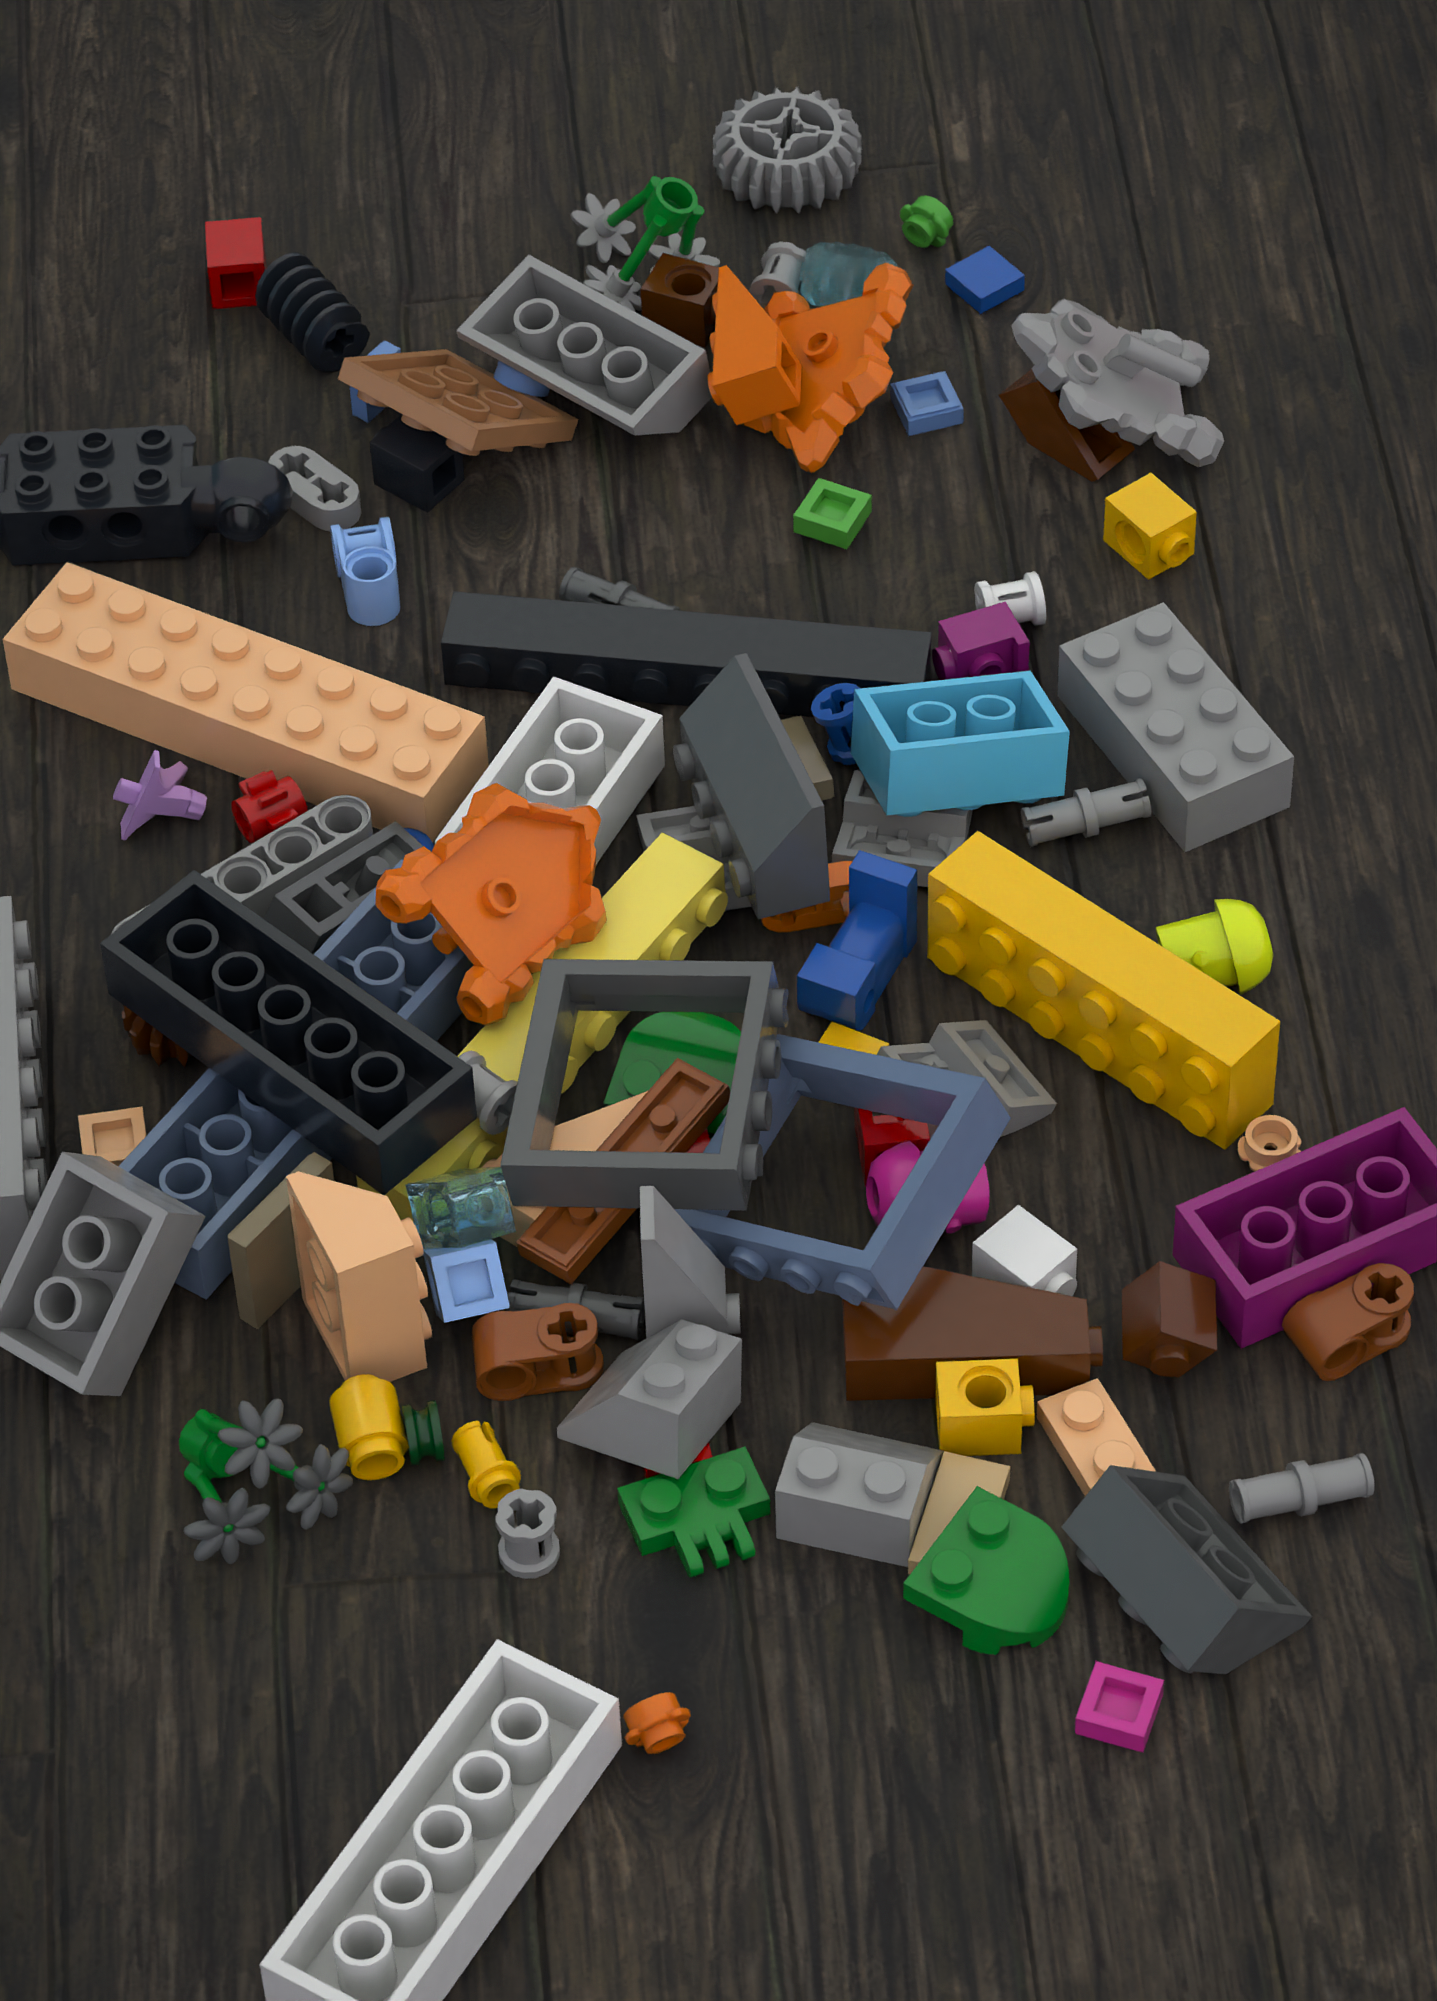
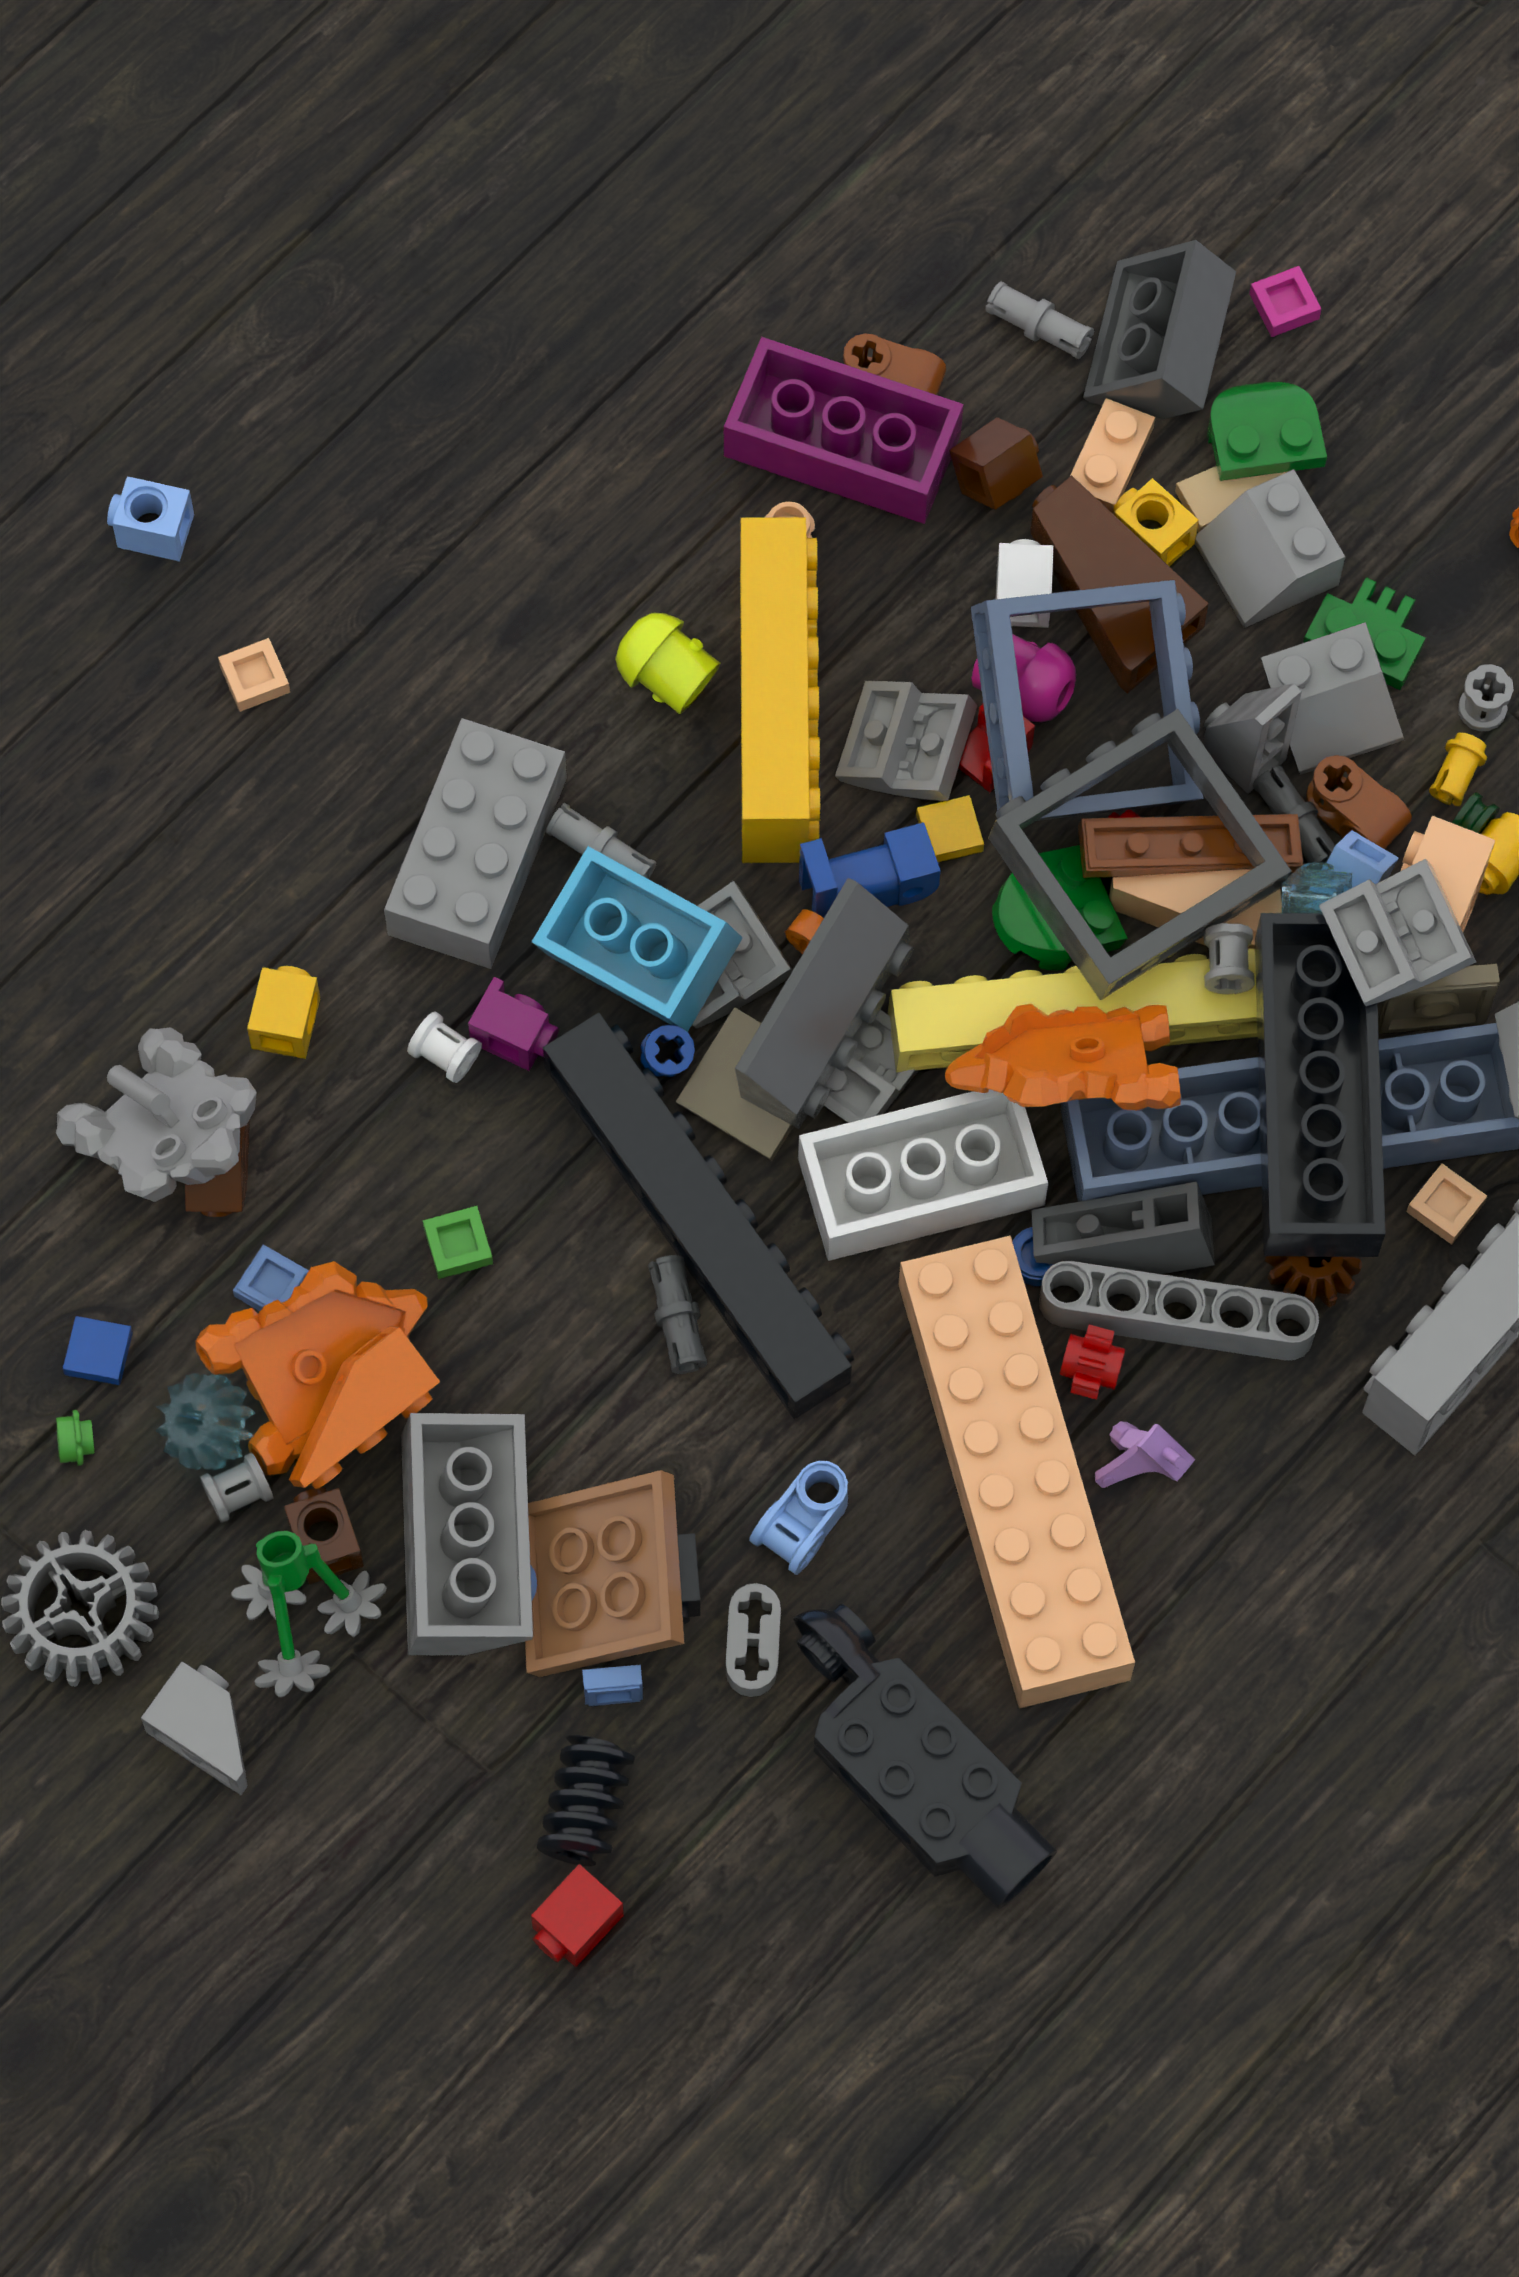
camera: 135 degrees left, 20 degrees up
(335, 1131) = (1397, 933): none -> light grey slope
(612, 156) = (199, 1723): none -> light grey slope

